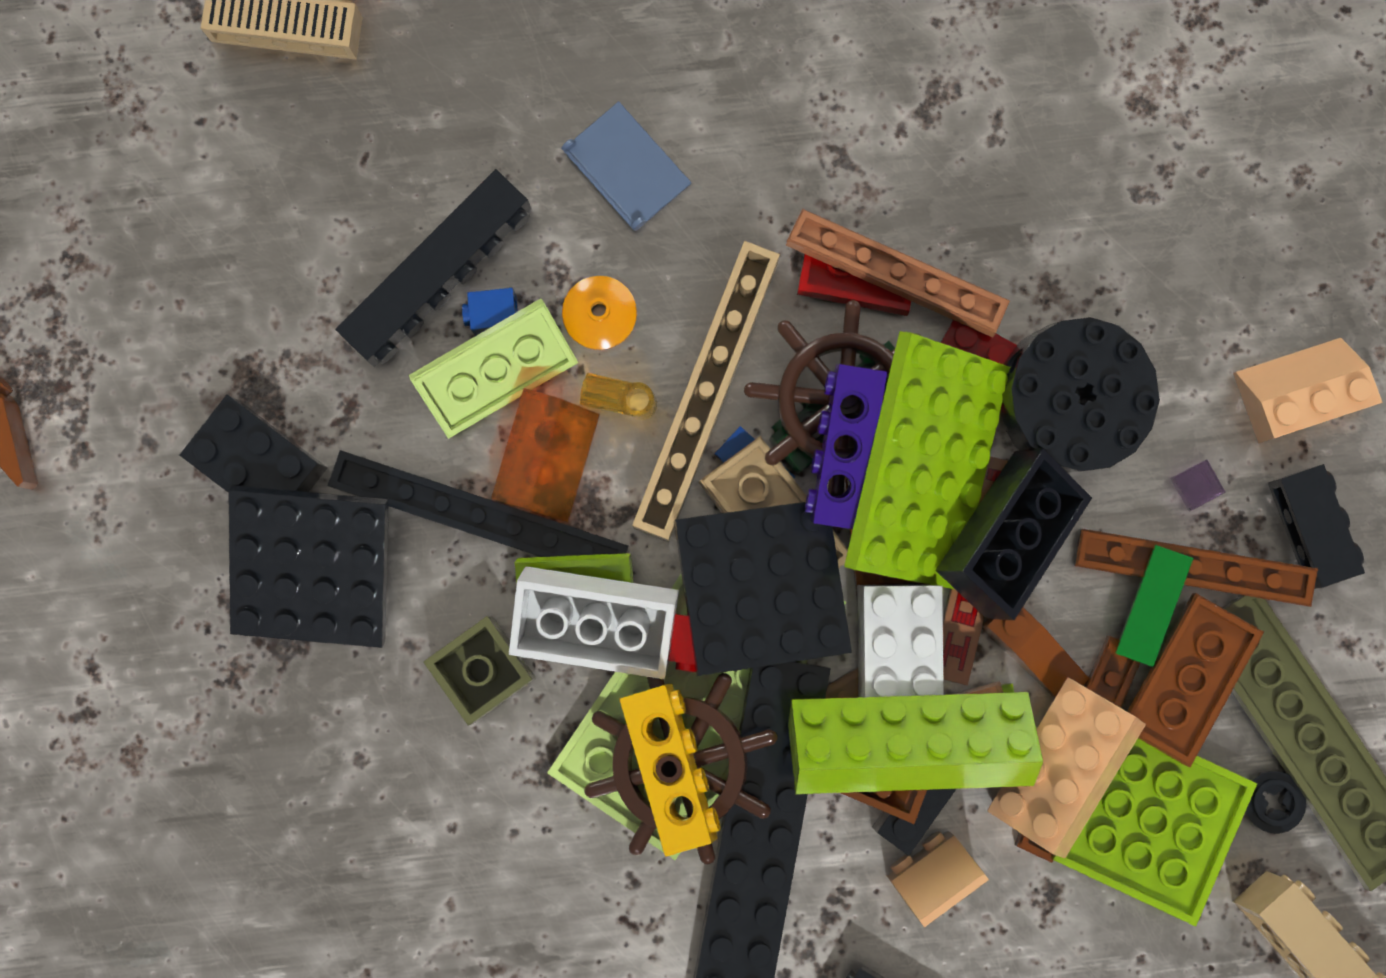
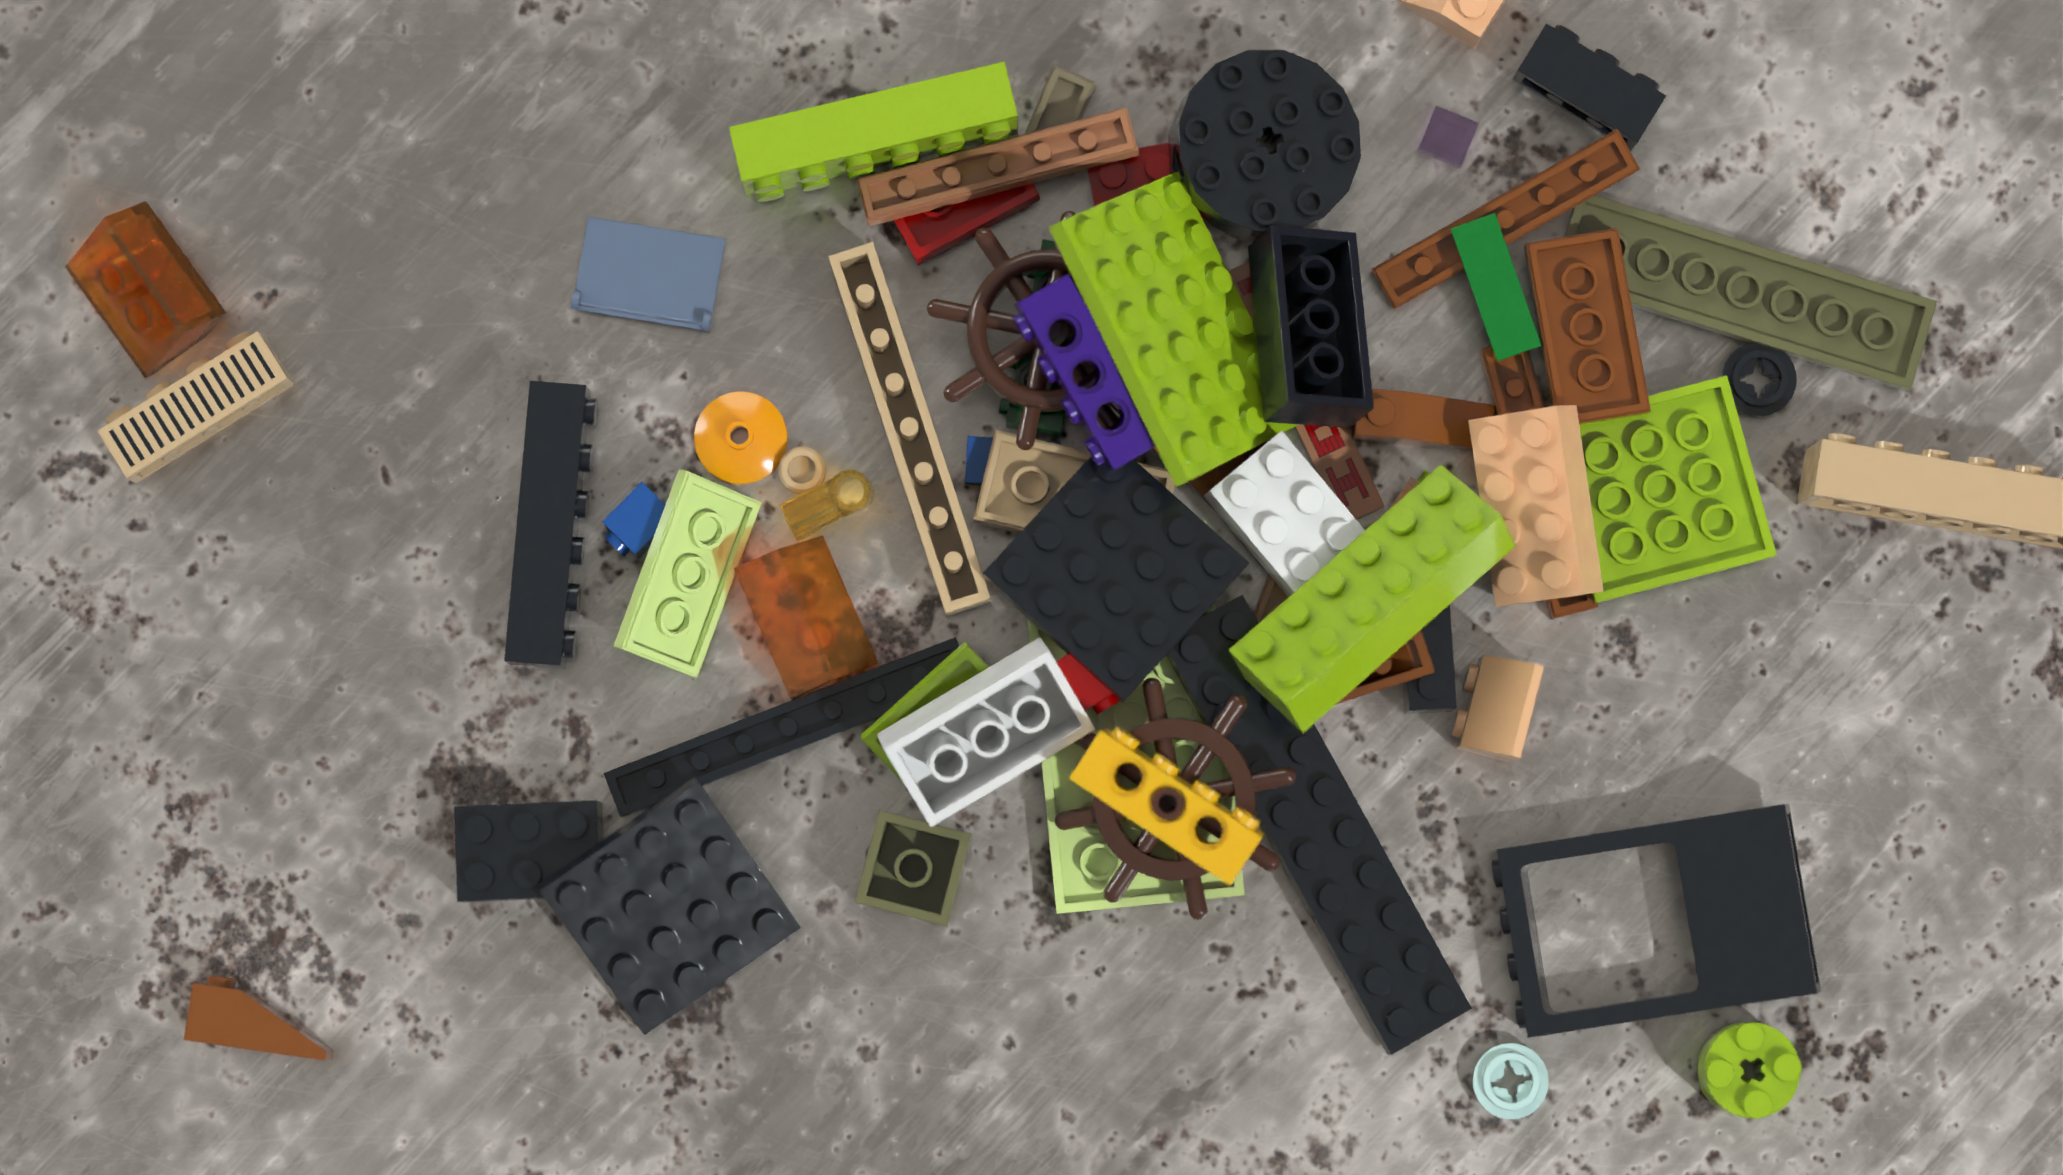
camera: 40 degrees left, 0 degrees up
(620, 362) = (801, 469): none -> tan tile
(837, 186) = (874, 131): none -> lime brick
(972, 264) = (1062, 100): none -> dark tan tile

